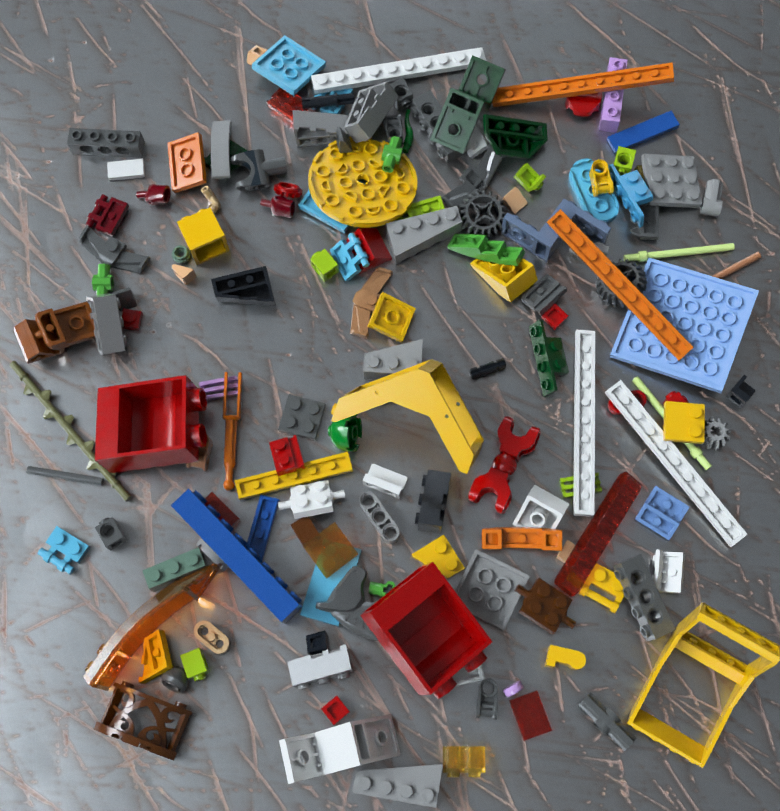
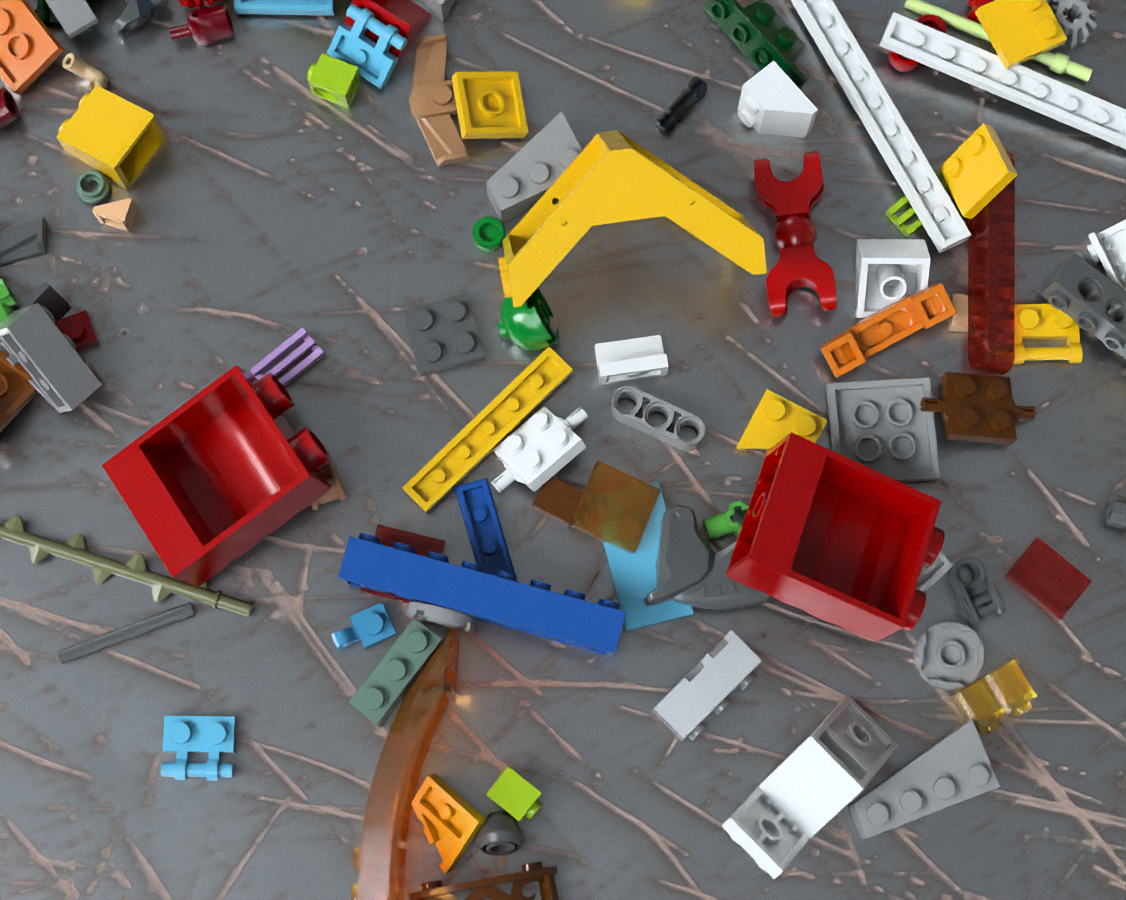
camera: 35 degrees left, 5 degrees up
(116, 539) = (269, 688): dark grey brick -> none
(178, 540) = (370, 627): none -> dark azure plate
(211, 639) = (514, 740): tan plate -> none
(230, 432) = (350, 419): orange piece -> none
(245, 287) = (233, 181): black wedge -> none
(286, 455) = (459, 404): red plate -> none
(317, 643) = (679, 656): black plate -> none
(335, 710) = (765, 737): red plate -> none
(353, 379) = (488, 234): none -> green tile
(433, 501) = (724, 348): black wedge -> none
(455, 725) = (949, 655): none -> light grey tile
(513, 688) = (1002, 554): lavender tile -> none
(532, 393) = (776, 105): none -> white slope
(573, 659) = (1058, 462): yellow leg -> none
(616, 484) = (978, 171): none -> yellow plate
(662, 513) = (1061, 178): medium blue slope -> none

